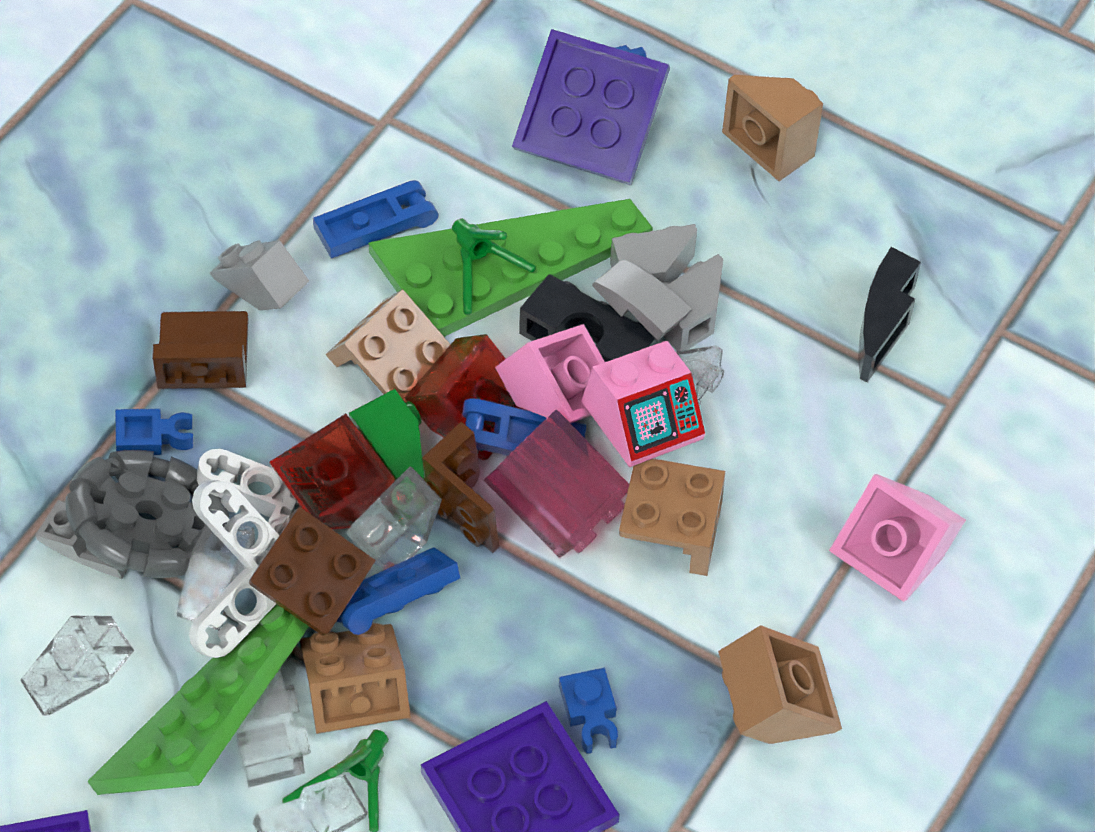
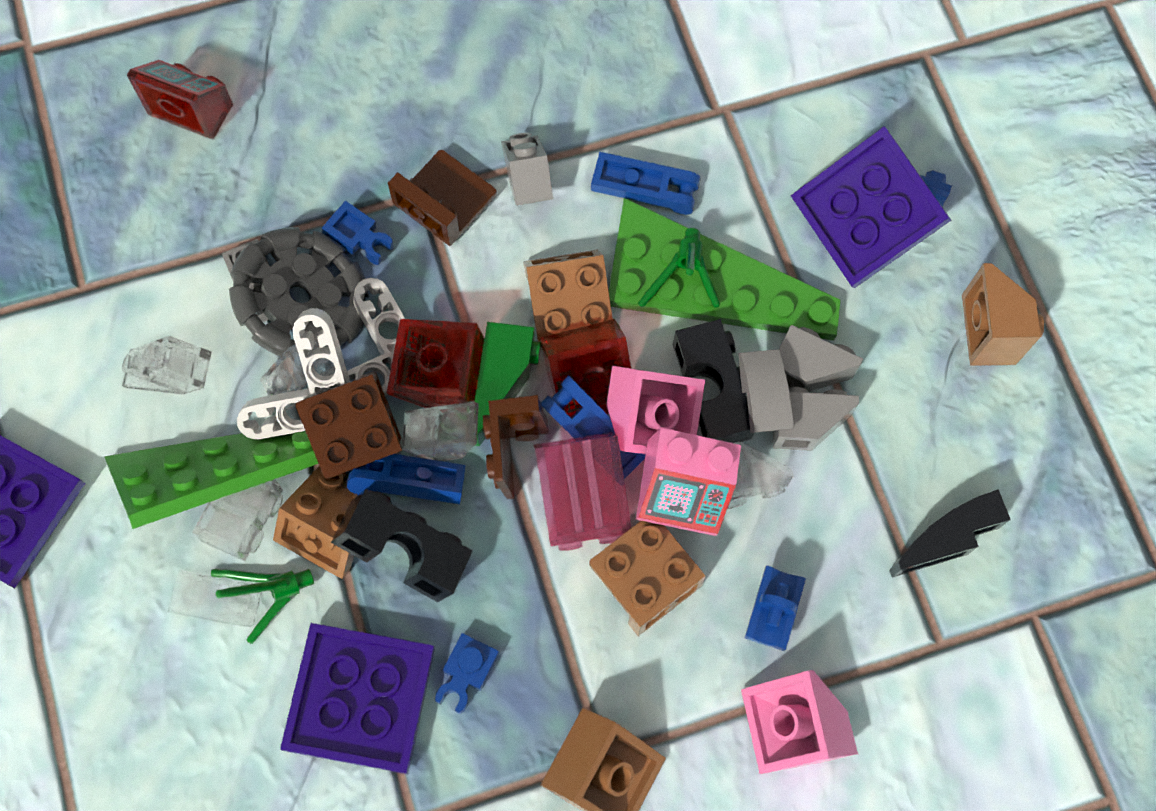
camera: 40 degrees right, 15 degrees up
(482, 630) = (434, 556): none -> black arch
(801, 463) = (775, 608): none -> blue hips

